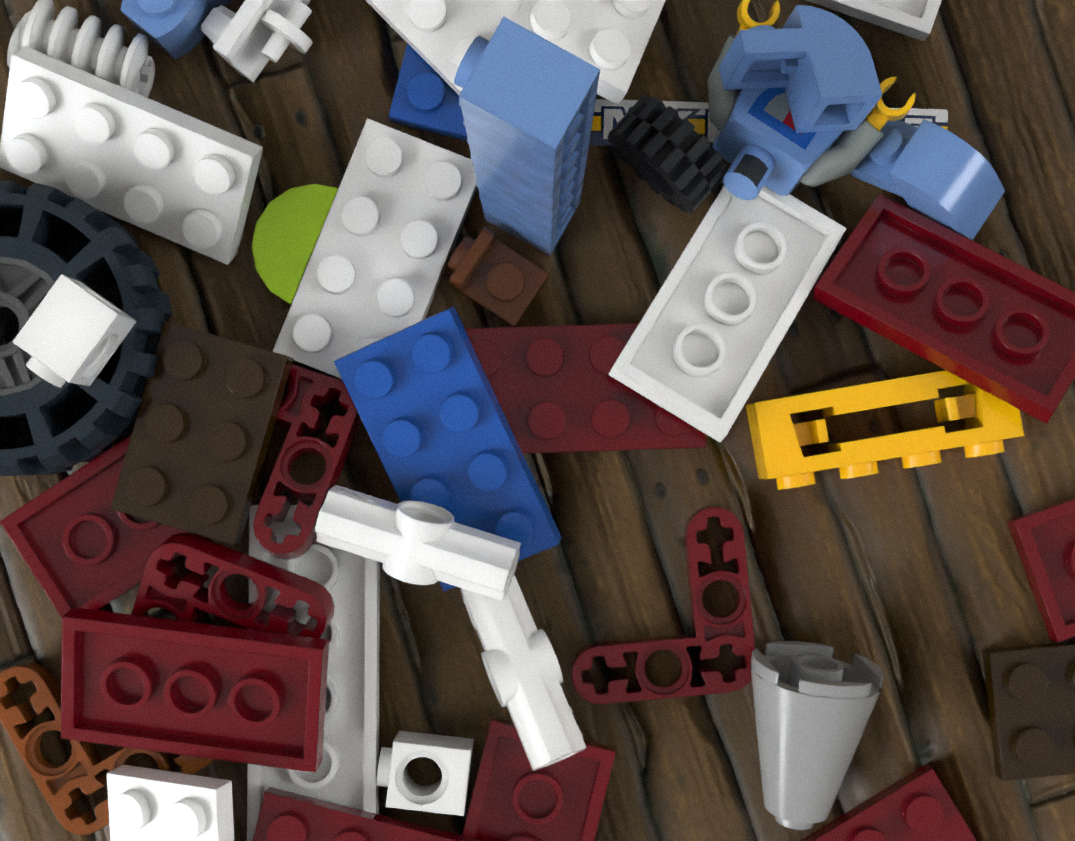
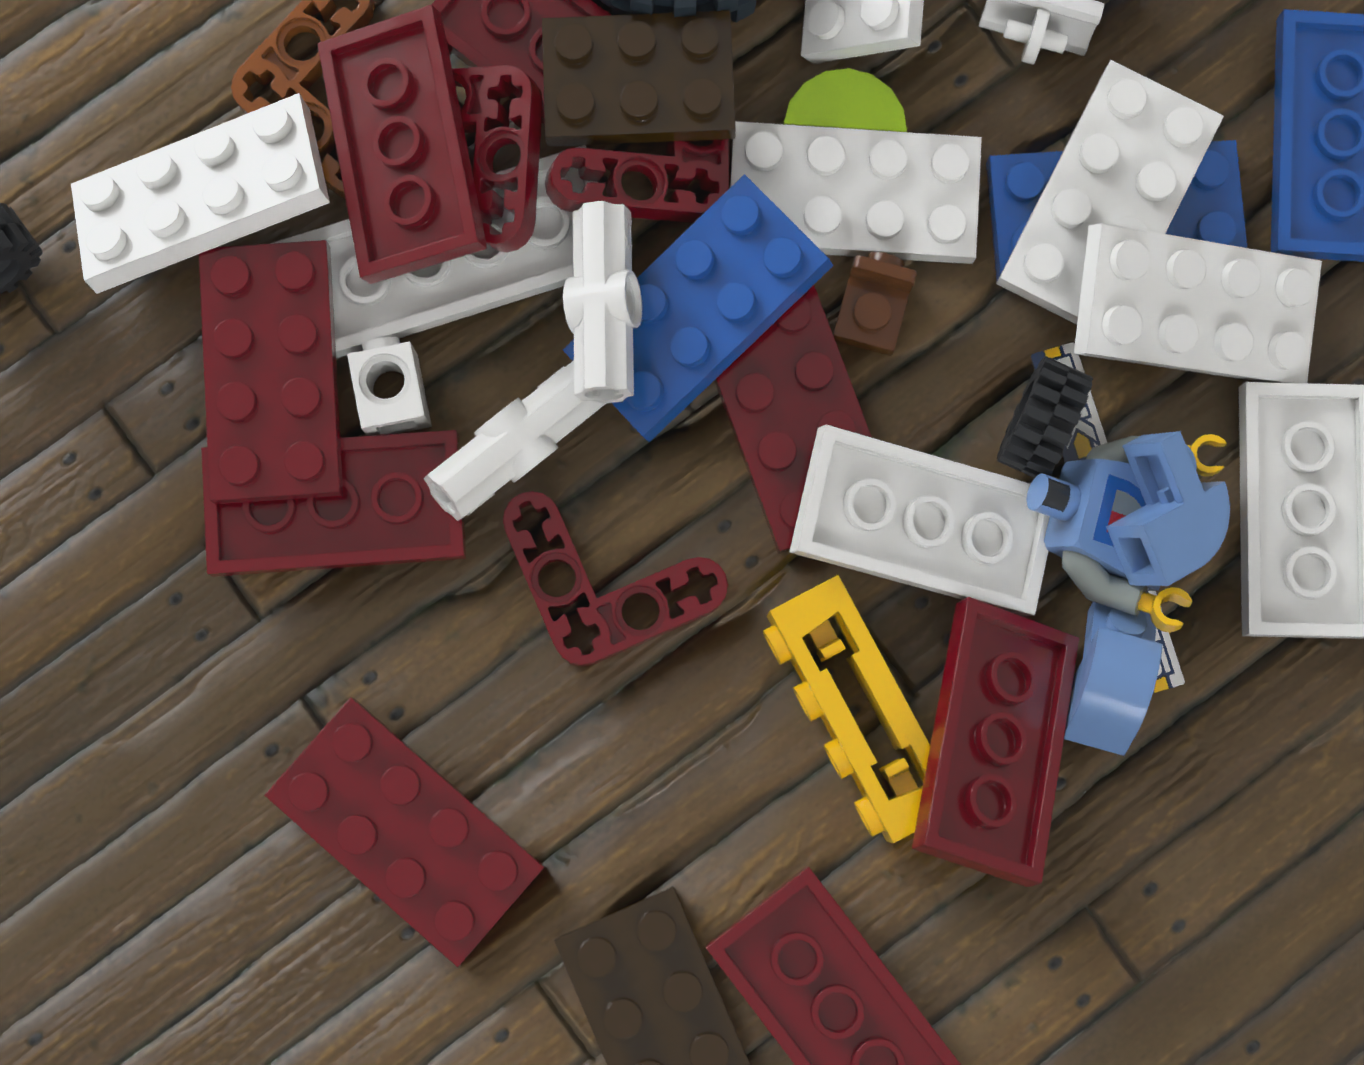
camera: 65 degrees right, 5 degrees down
(527, 130) = (1001, 236): medium blue brick -> none
(808, 725) = (546, 727): light grey cone -> none

